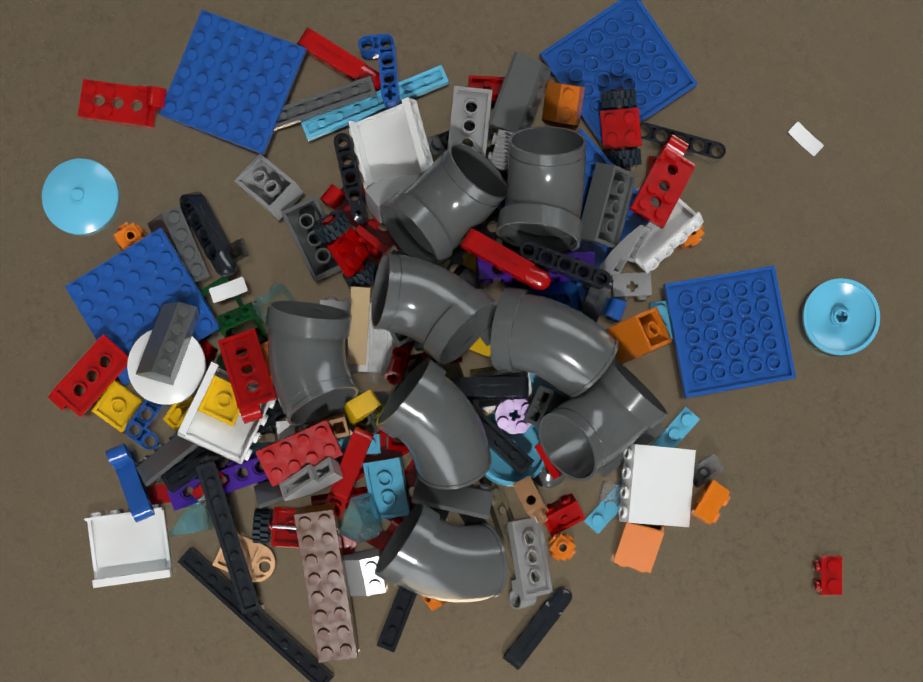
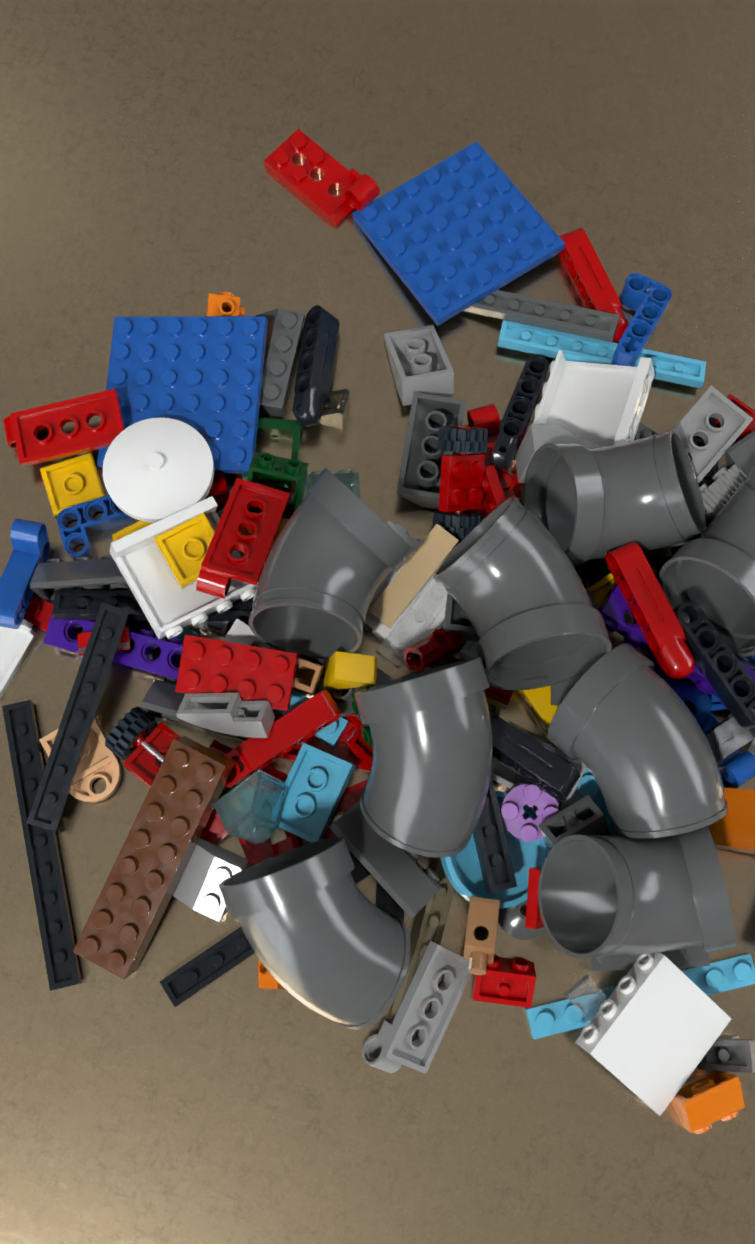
camera: 35 degrees right, 10 degrees down
(80, 196) = (204, 242): medium azure dish -> none
(168, 342) = (180, 441): dark grey slope -> none
(193, 520) = (51, 667): clear light blue slope -> none
(228, 290) = (291, 438): white sticker -> none
(538, 627) = (376, 1108): black piece -> none
(556, 541) = (471, 1012): orange brick -> none
(638, 545) = (578, 1092): orange slope -> none

